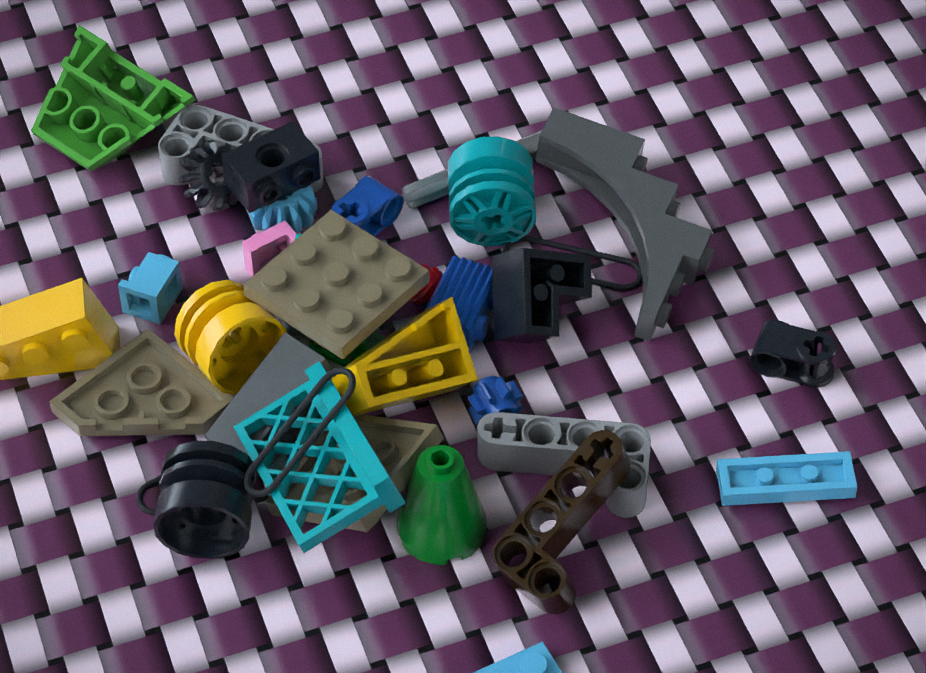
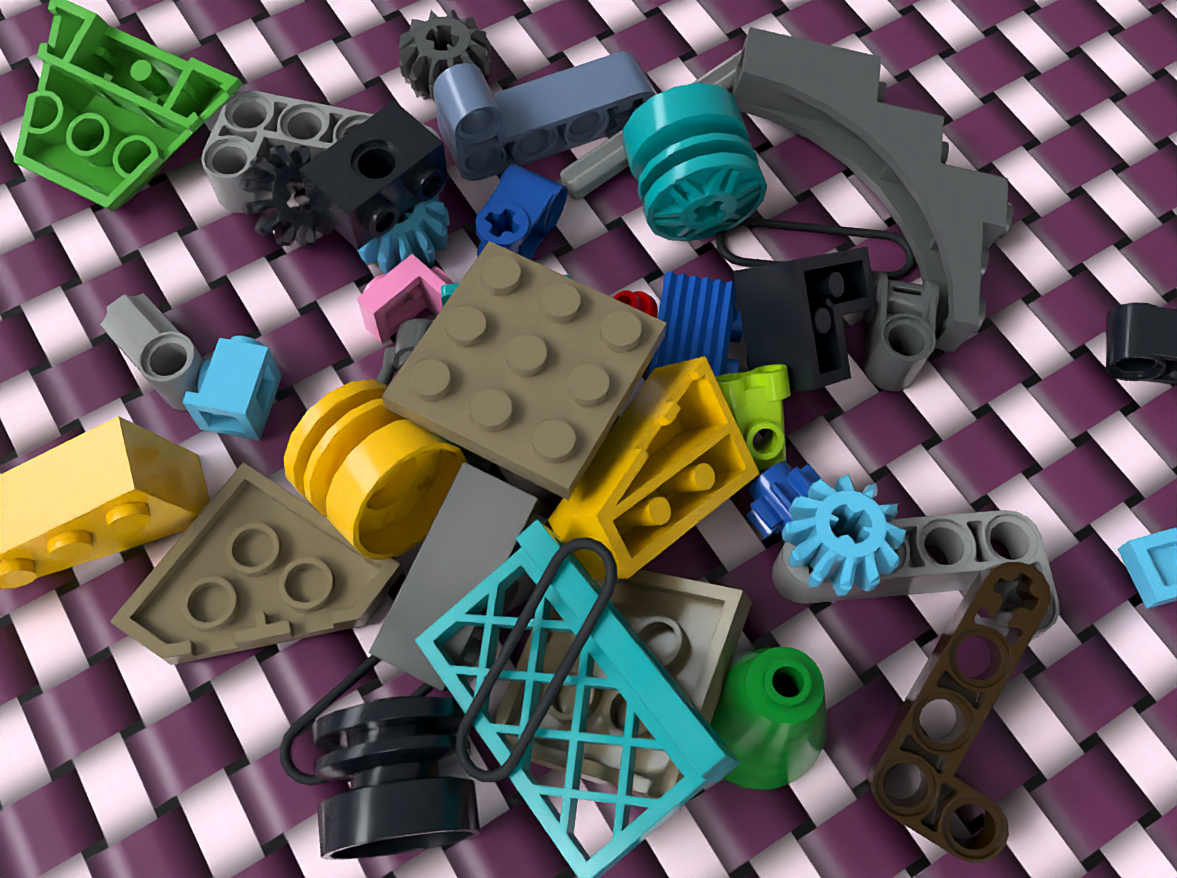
camera: 15 degrees left, 15 degrees up
(104, 256) = (154, 347): none -> light grey piece
(340, 101) = (438, 45): none -> dark grey gear
(393, 149) = (537, 117): none -> sand blue beam
(487, 336) = (758, 404): none -> lime plate
(513, 412) = (841, 557): none -> medium azure gear
(609, 318) = (903, 324): none -> dark grey piece

